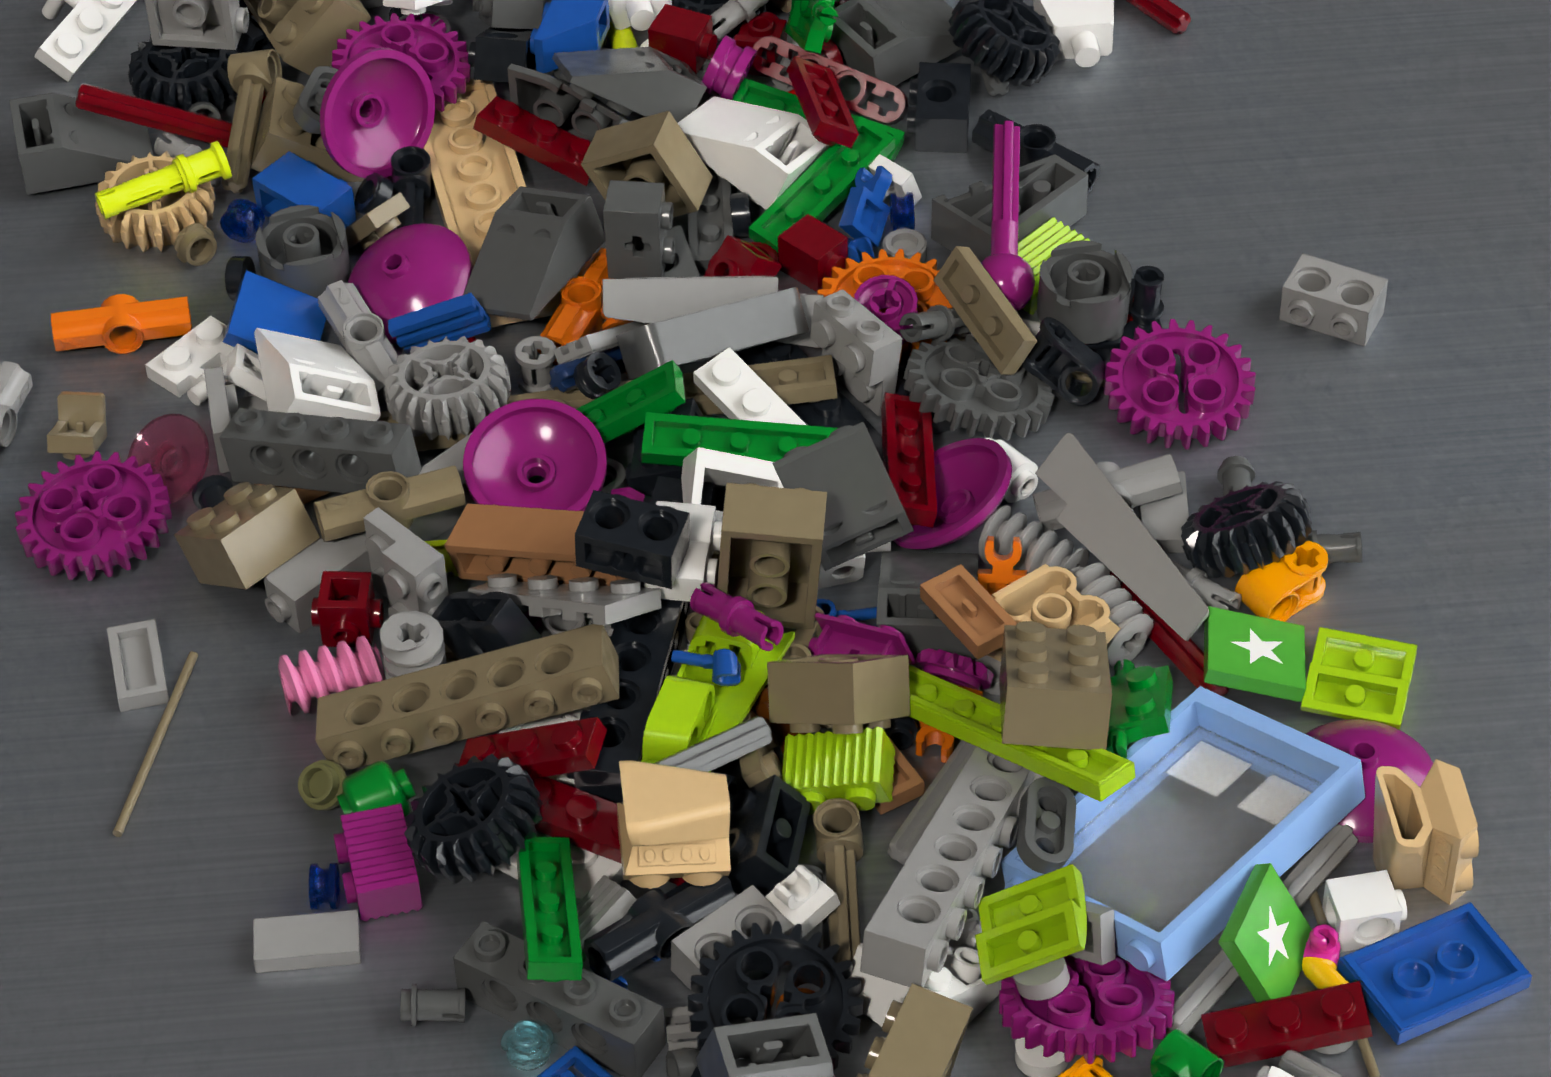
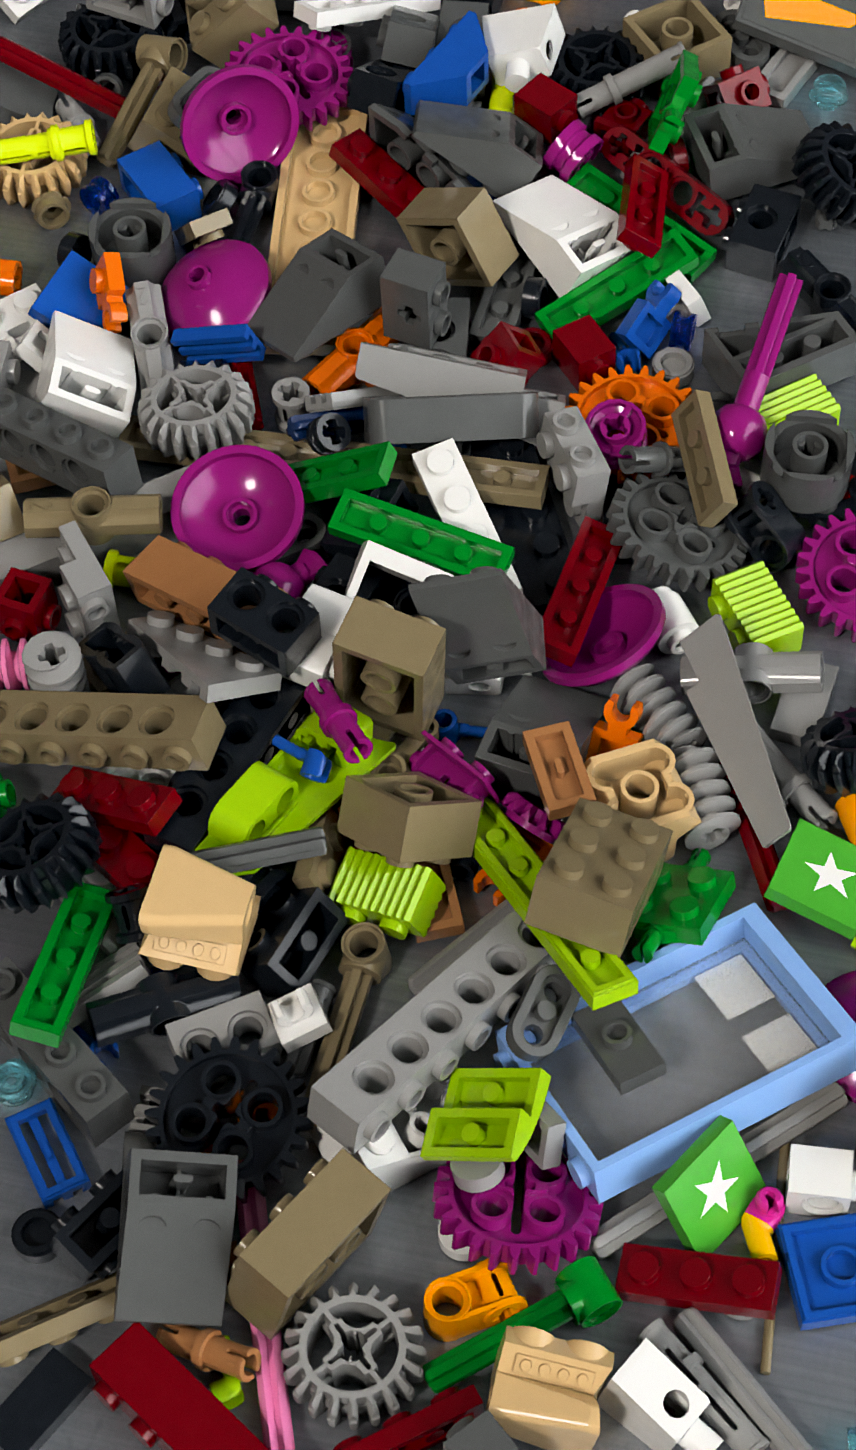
camera: 20 degrees right, 10 degrees up
(301, 298) = (109, 286): none -> orange plate
(580, 839) = (126, 908): none -> black bush
(1093, 429) = (755, 609): none -> lime brick
(1130, 834) = (619, 1046): none -> dark grey plate

